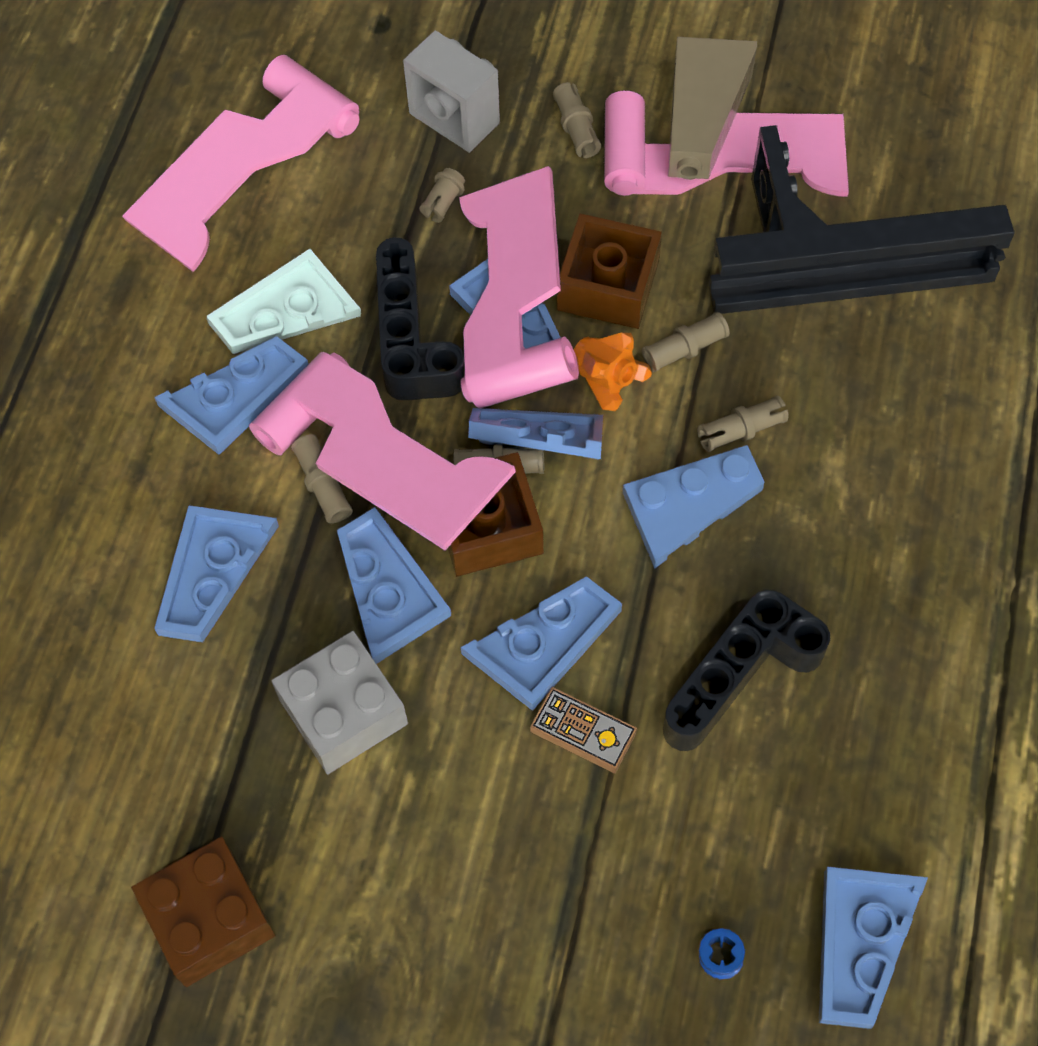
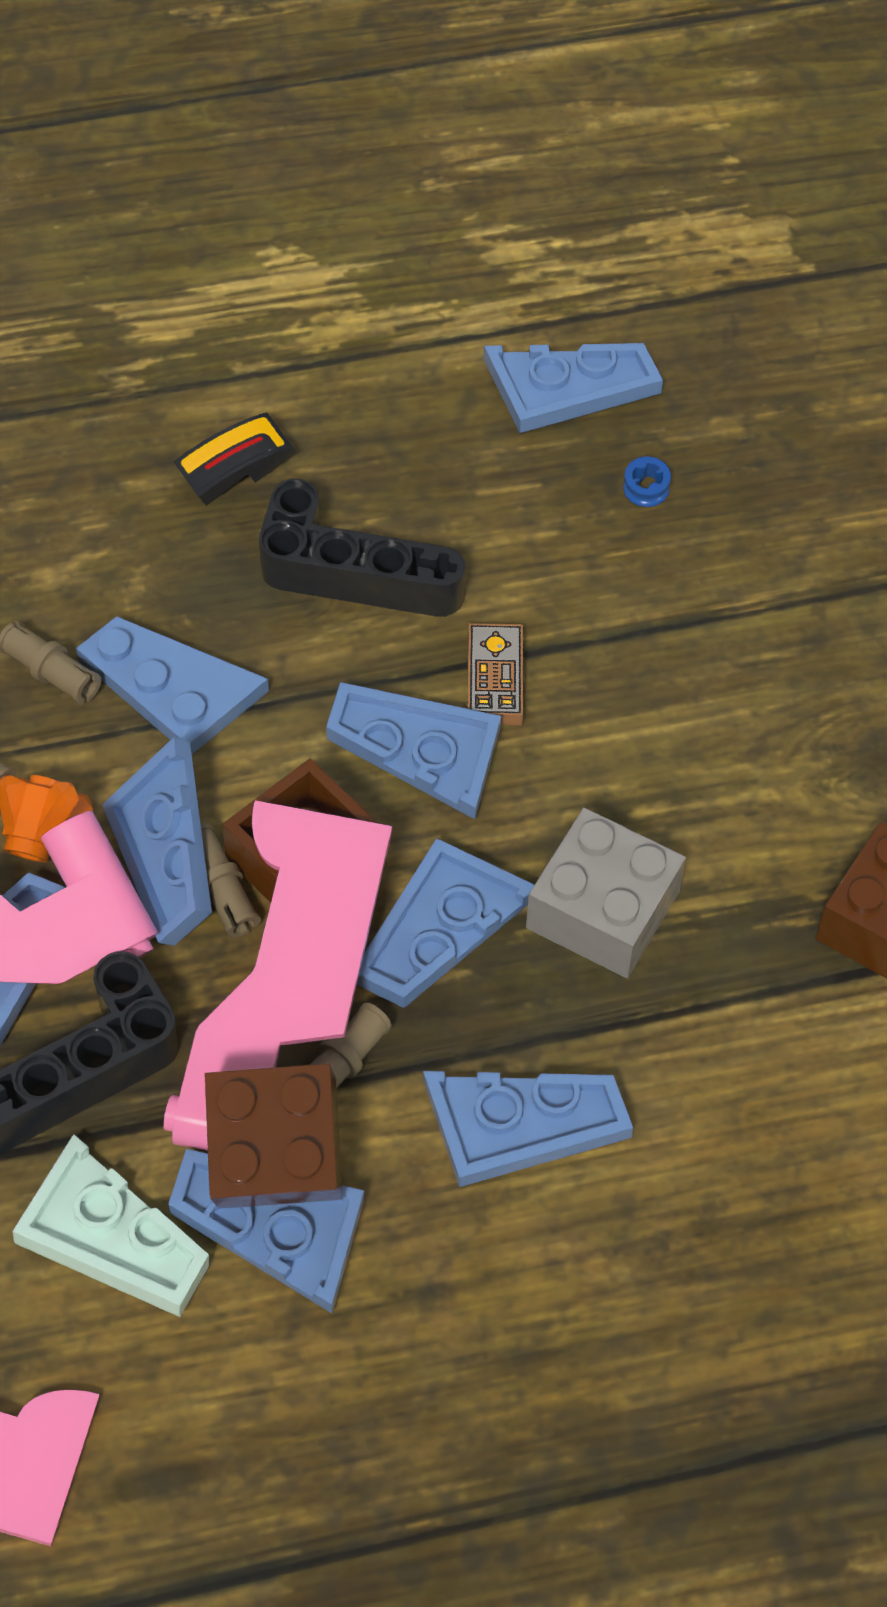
camera: 120 degrees left, 5 degrees down
(262, 386) = (273, 1136): none -> reddish brown brick
(891, 628) = (228, 456): none -> slope

